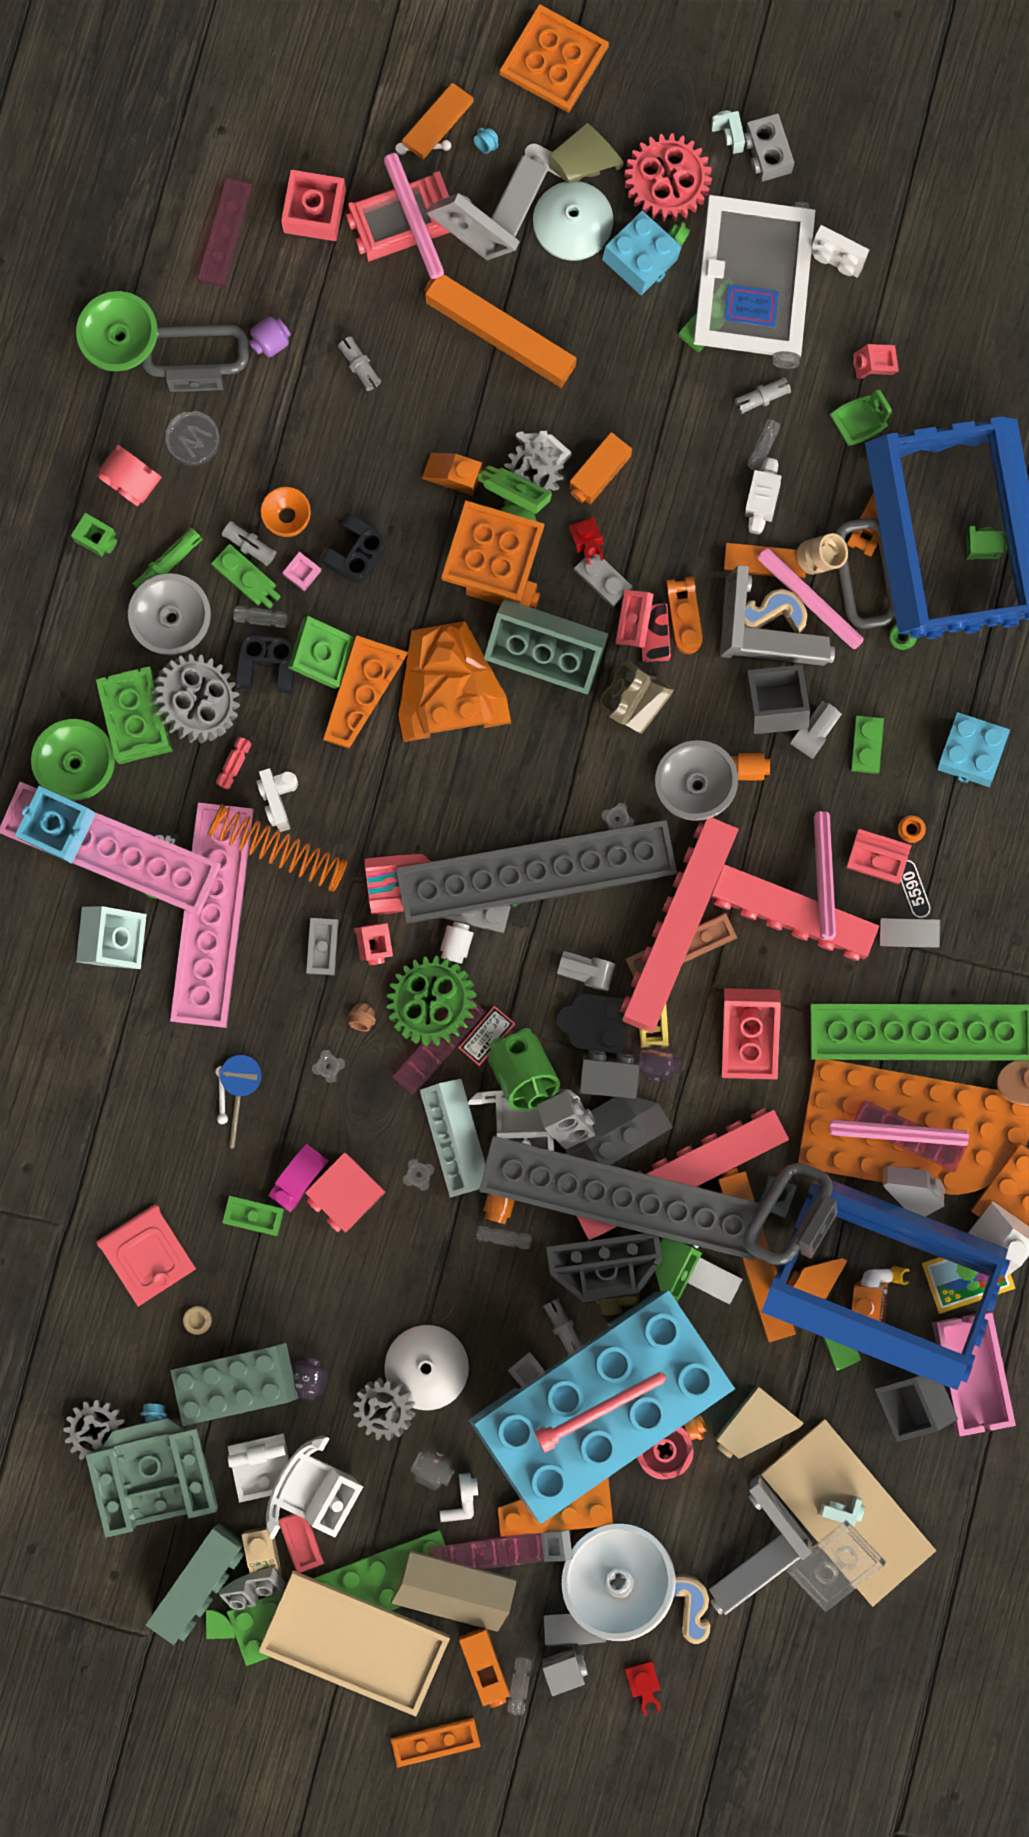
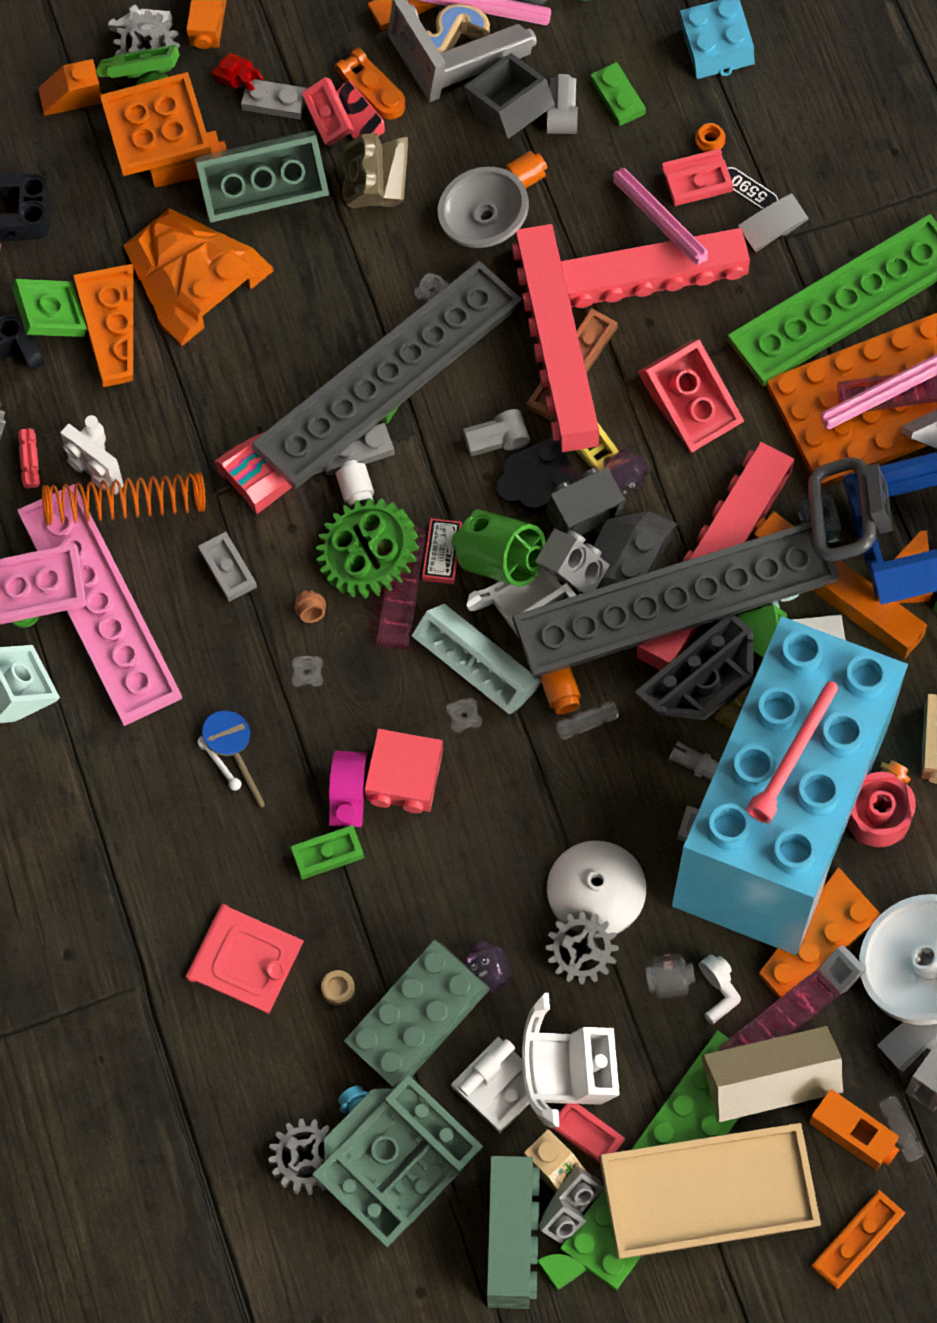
camera: 30 degrees left, 15 degrees down
(380, 935) = (275, 531): coral brick -> none

